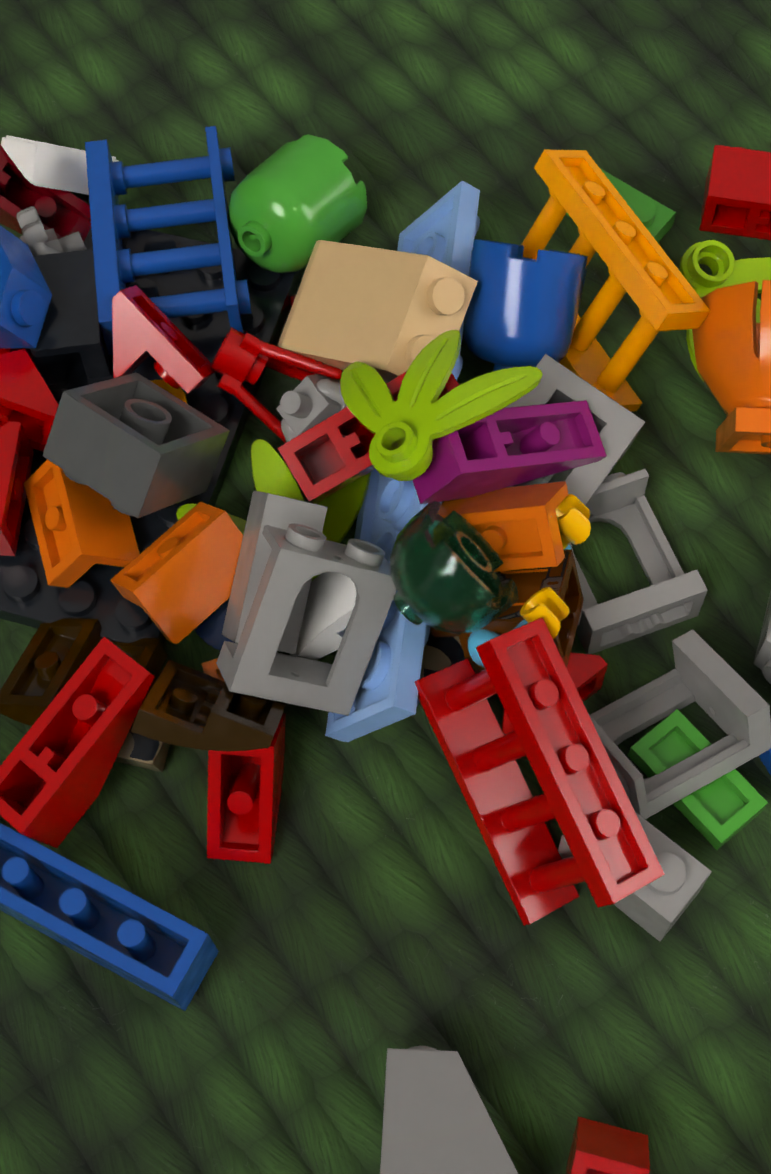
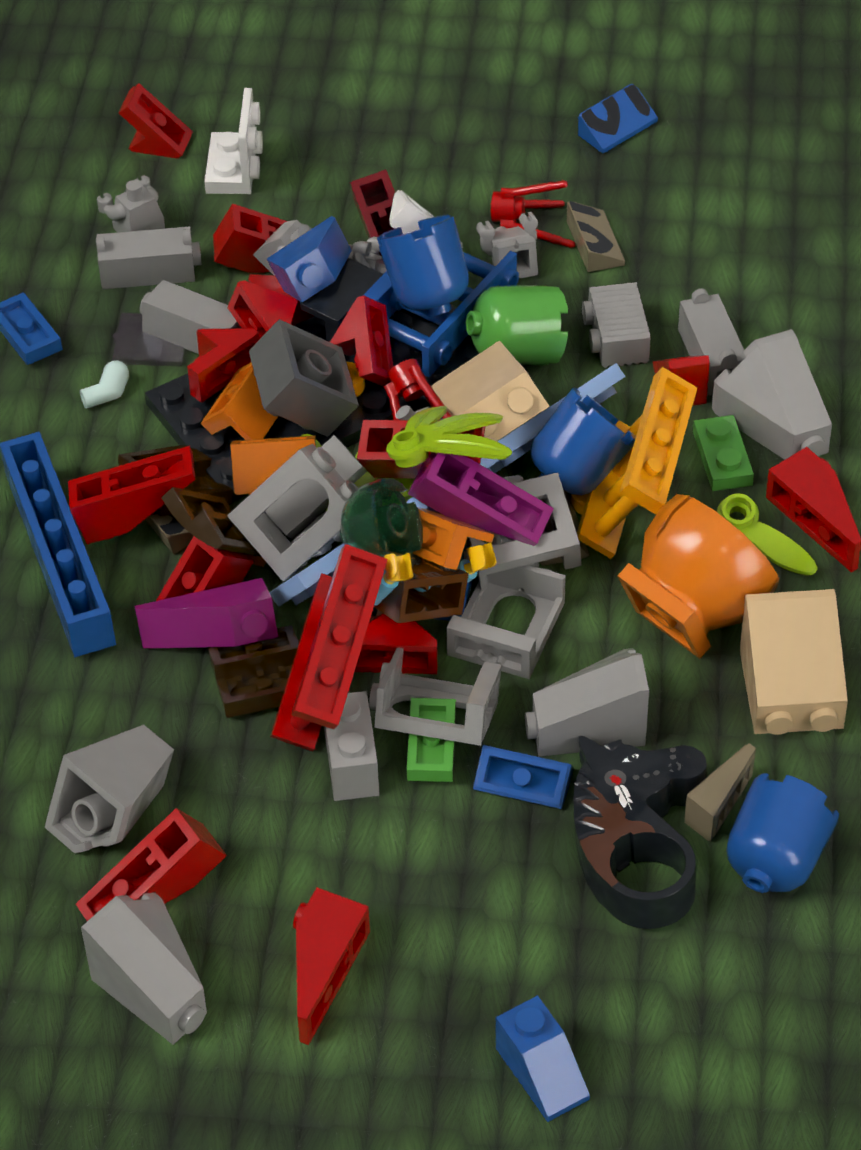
camera: 40 degrees right, 15 degrees down
(121, 81) = (510, 204): none -> red plant
(151, 200) = (426, 265): none -> blue cylinder
(174, 124) = (502, 240): none -> light grey piece
(239, 62) = (593, 237): none -> dark tan slope
(313, 826) = (209, 618): none -> magenta slope
(380, 139) = (618, 324): none -> light grey brick
(415, 849) = (255, 673): none -> dark brown slope
(488, 96) = (710, 332): none -> light grey brick
(496, 152) = (691, 369): none -> red slope
(630, 111) = (775, 397): none -> light grey slope

